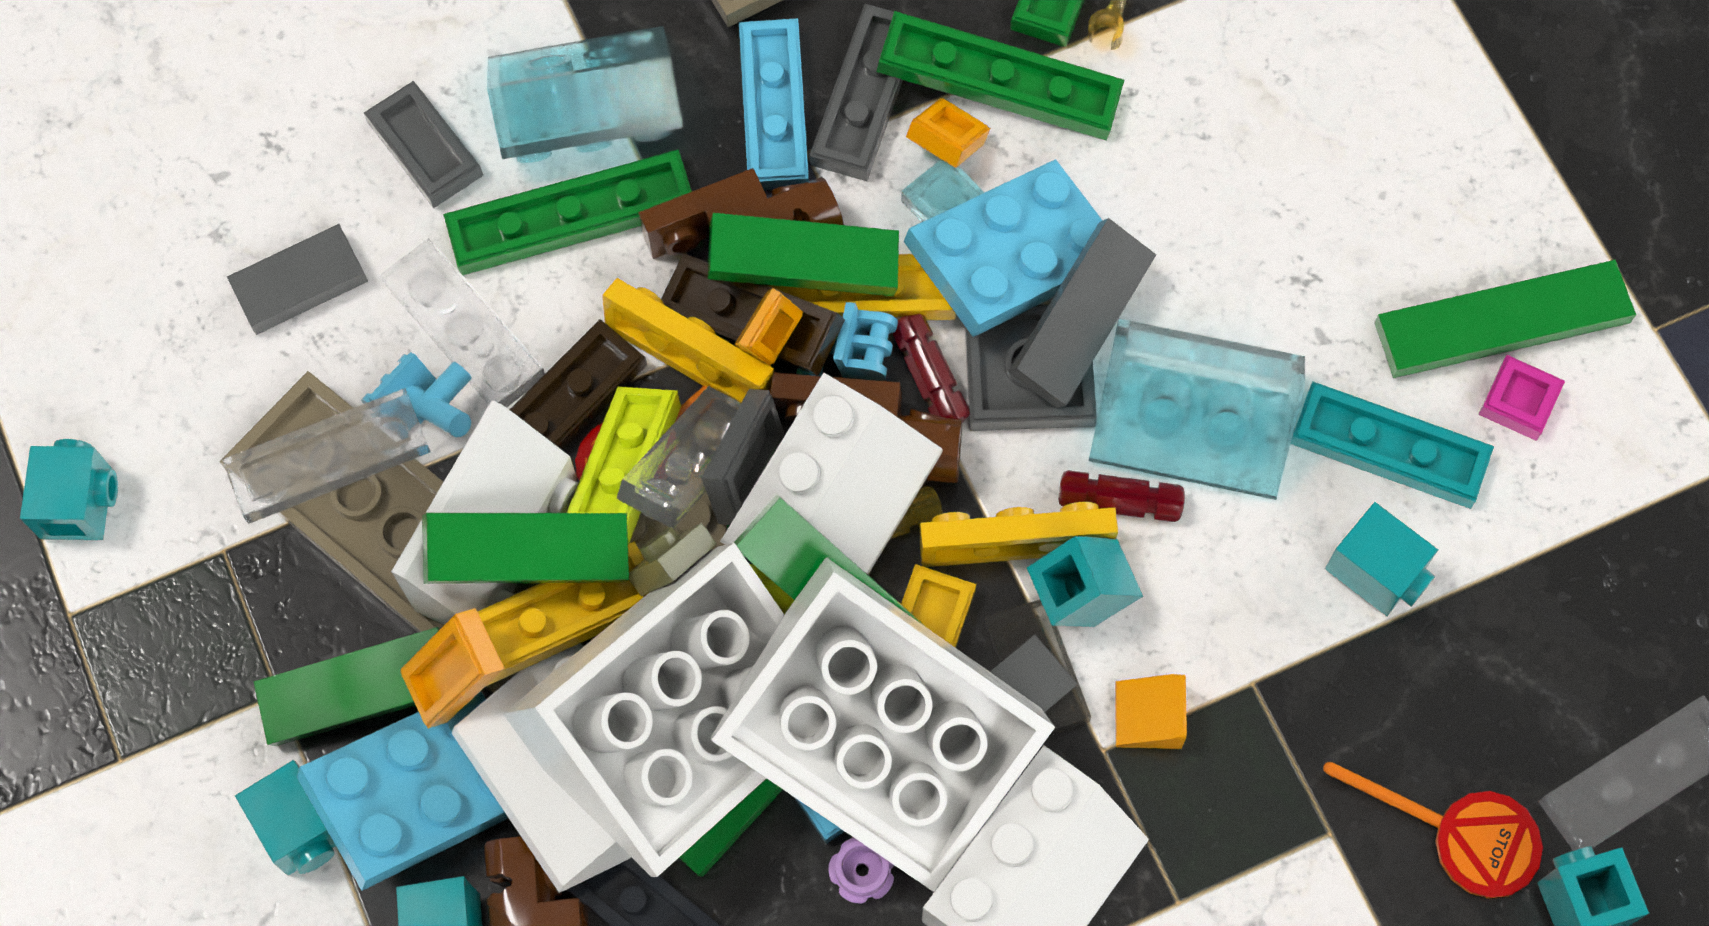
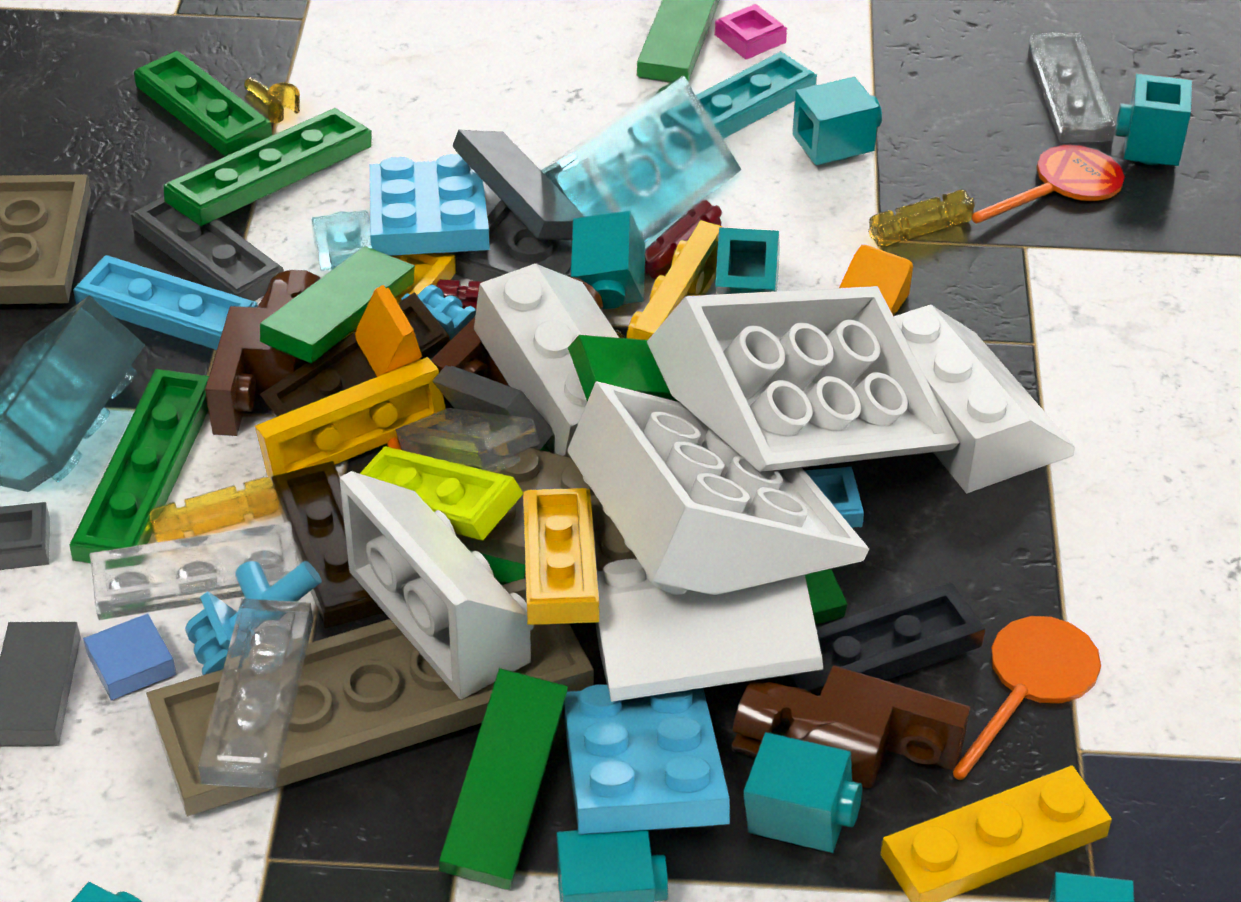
camera: 65 degrees left, 25 degrees down
(357, 331) = (129, 656): none -> medium blue tile
(451, 668) = (566, 637): light orange tile -> none
(524, 548) = (493, 522): green tile -> none
(541, 296) = (214, 510): none -> clear yellow axle
(669, 557) = (568, 451): olive plate -> none
(855, 887) = (904, 498): lavender plate -> none
(948, 132) = (292, 208): light orange tile -> none
(1017, 451) = (610, 257): none -> teal brick
(1297, 712) = (921, 218): none -> clear yellow axle

